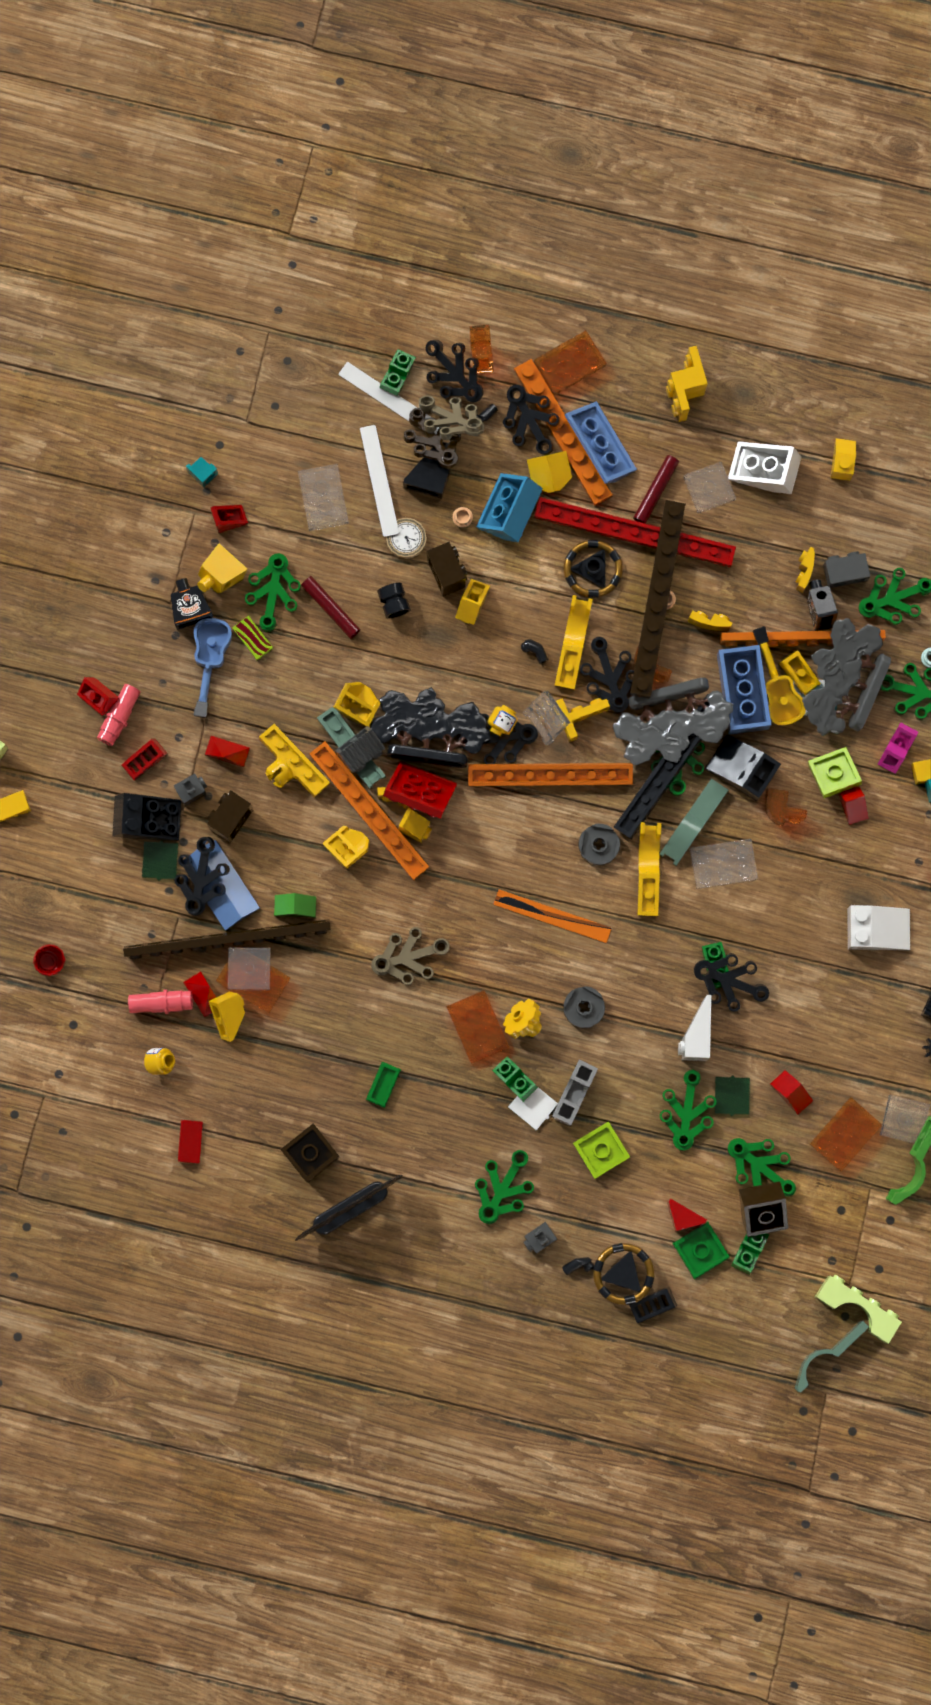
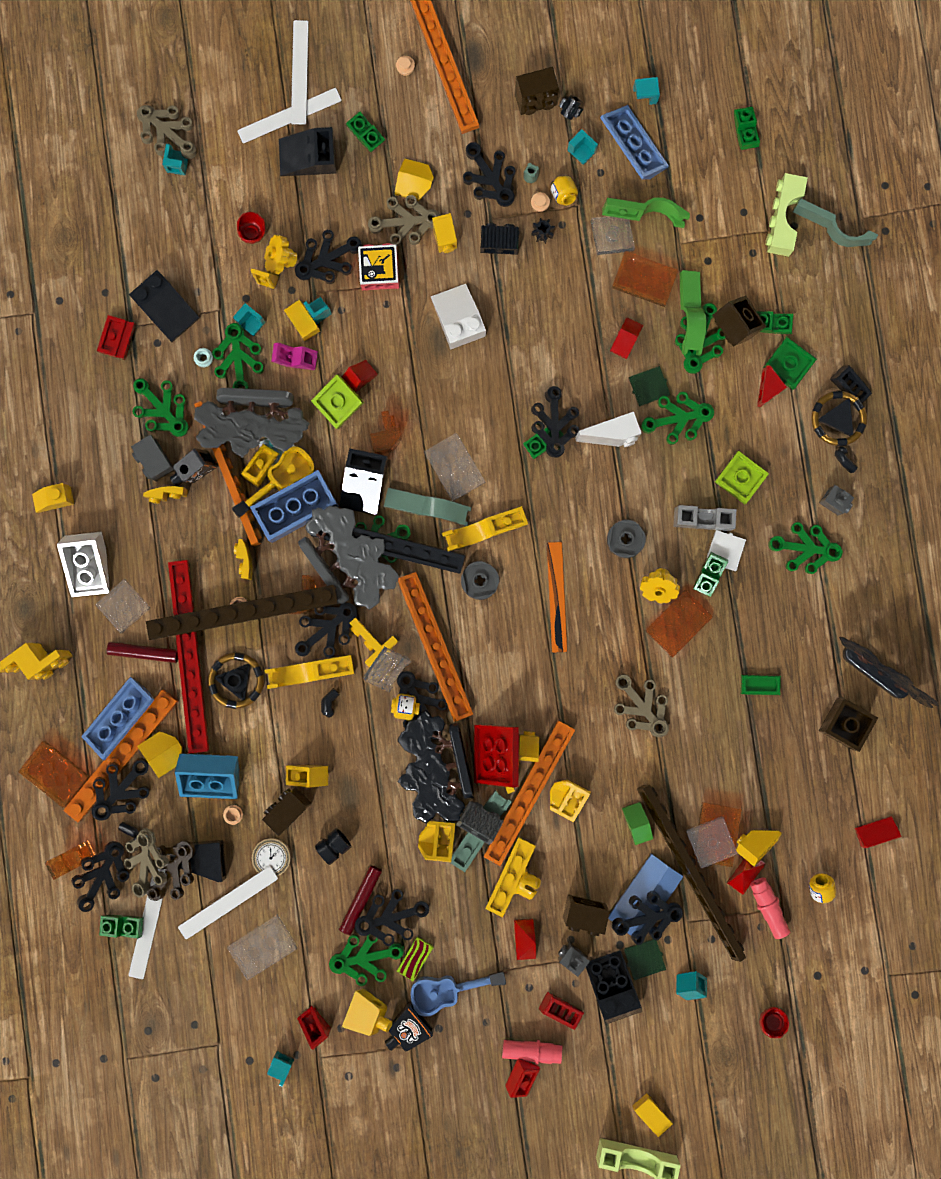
camera: 110 degrees left, 5 degrees up
(117, 894) = (691, 985): none -> teal panel
(302, 627) = (388, 918): none -> black plant
(792, 1167) = (691, 304): none -> bright green piece

